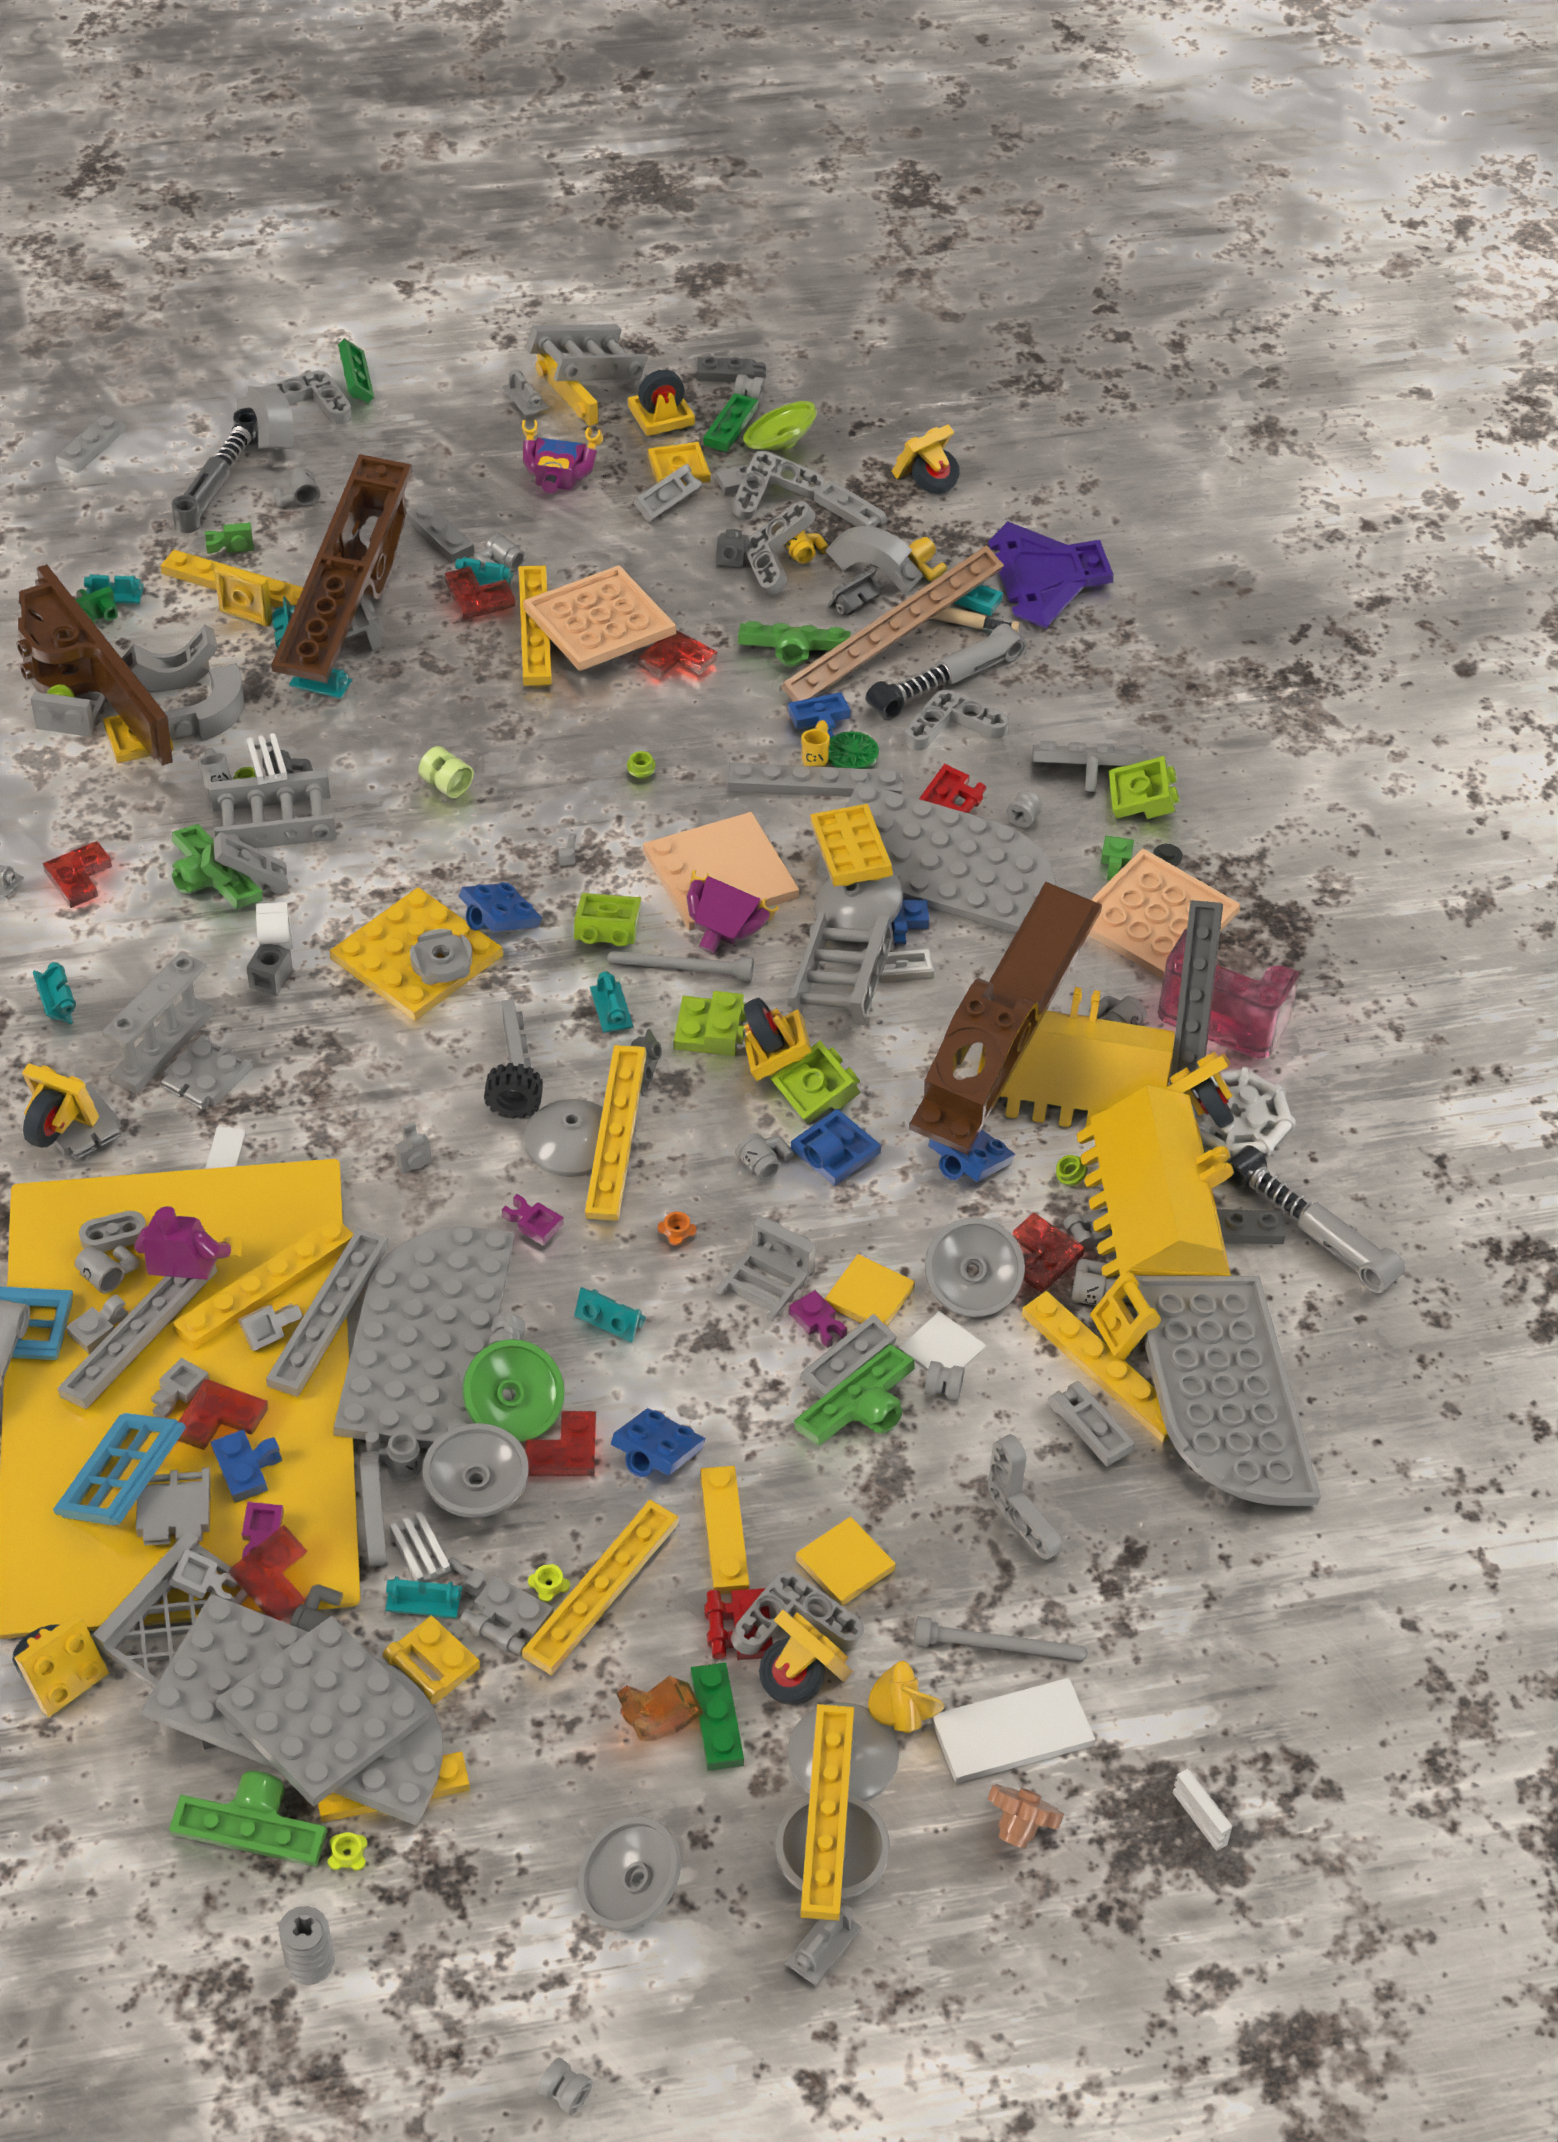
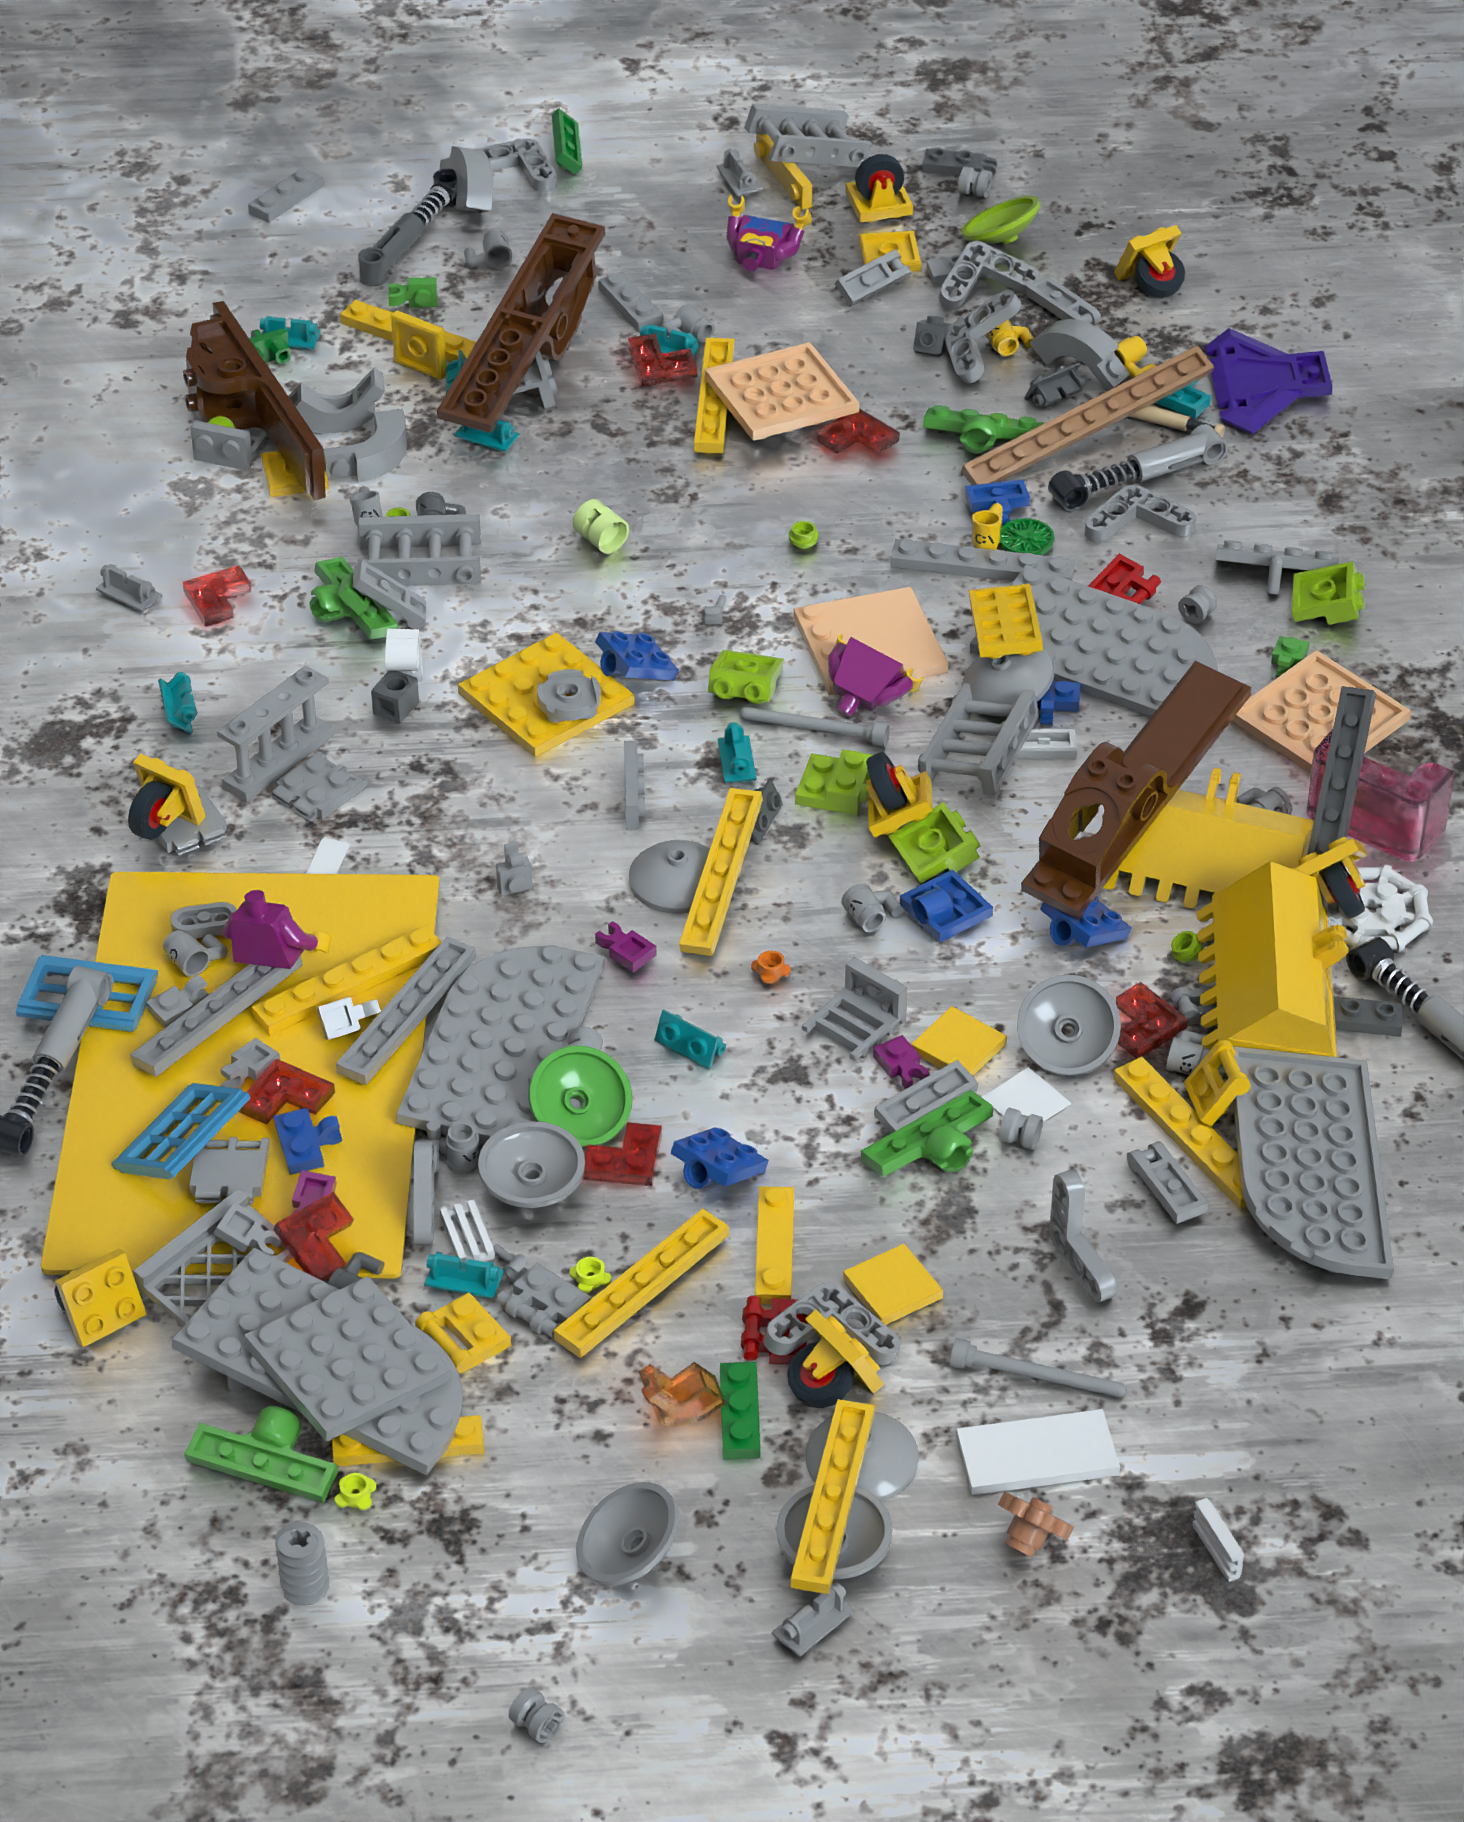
camera: 10 degrees right, 5 degrees down
(263, 744) = (417, 485): white tile -> none
(526, 1094) = (622, 838): black tyre -> none
(730, 422) = (950, 214): green plate -> none
(898, 1702) = (929, 1411): yellow piece -> none
(1169, 853) = (1345, 658): pearl dark grey plate -> none

